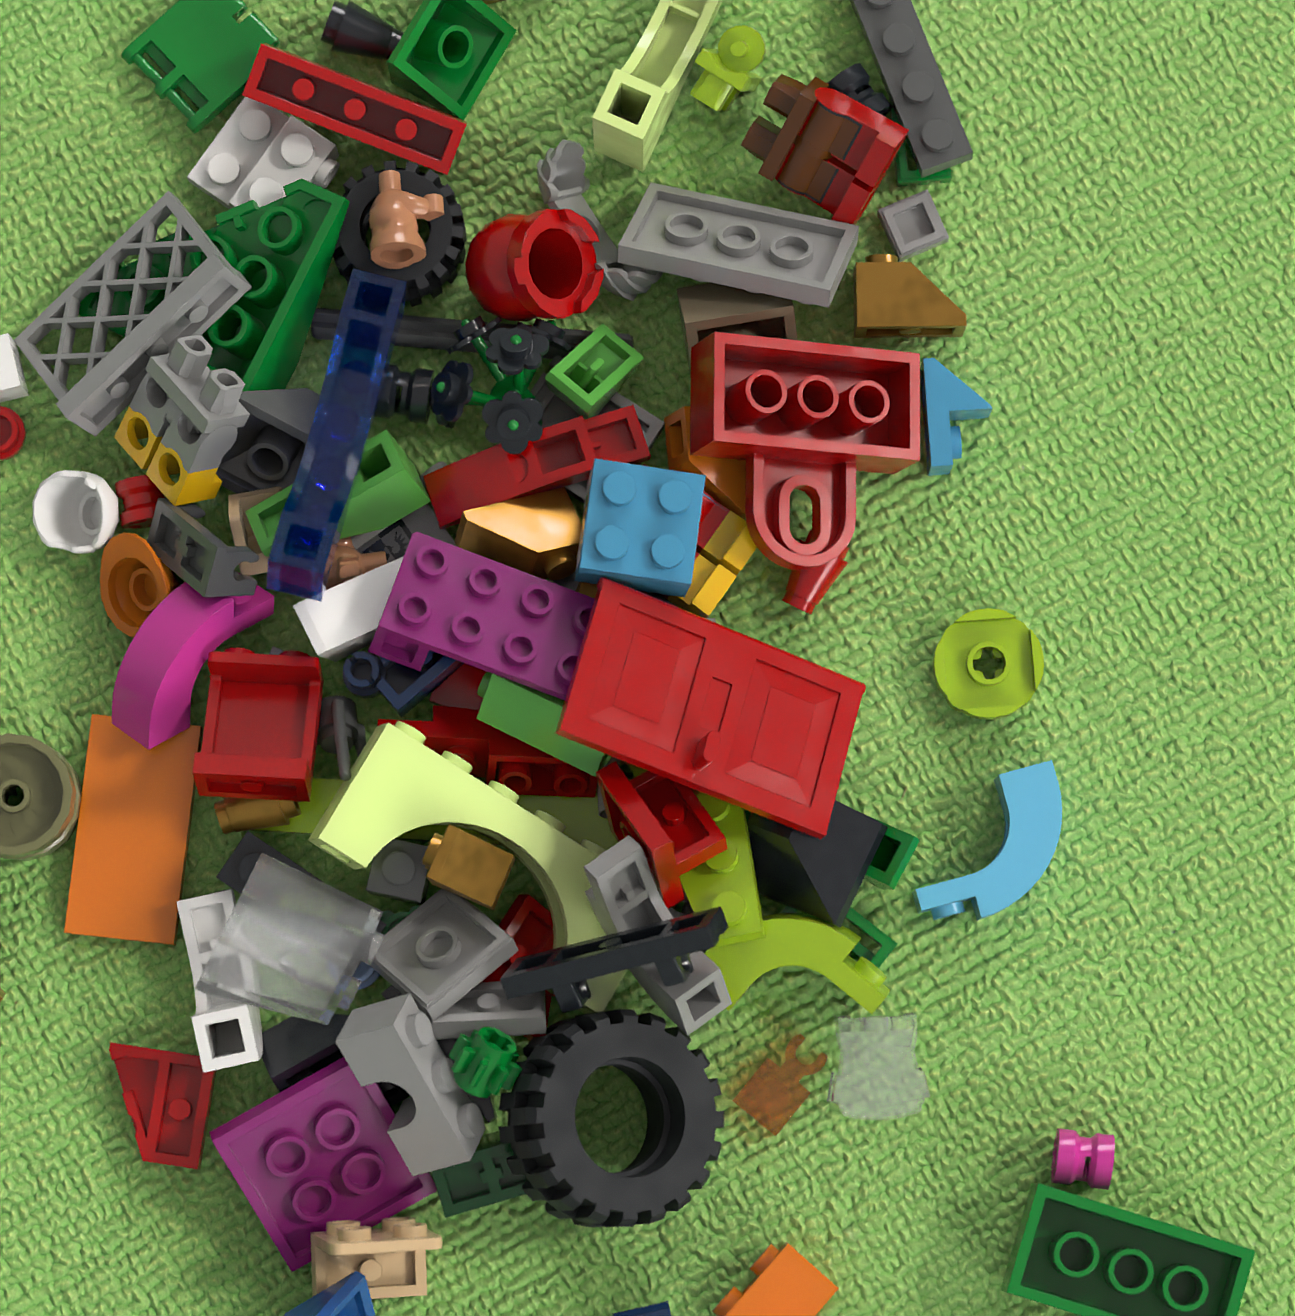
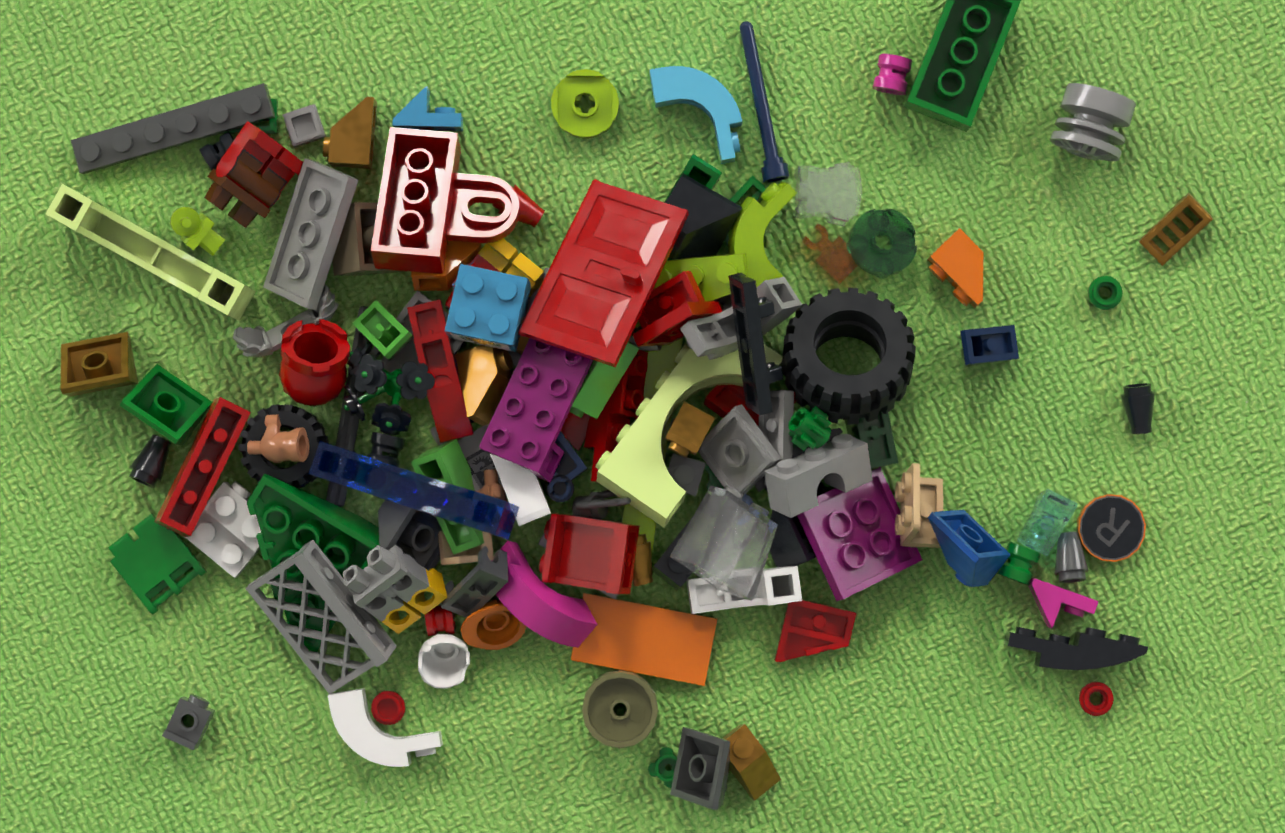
camera: 85 degrees left, 5 degrees up
(773, 1166) = (882, 261): none -> clear green plate
(915, 977) = (774, 167): none -> dark blue piece

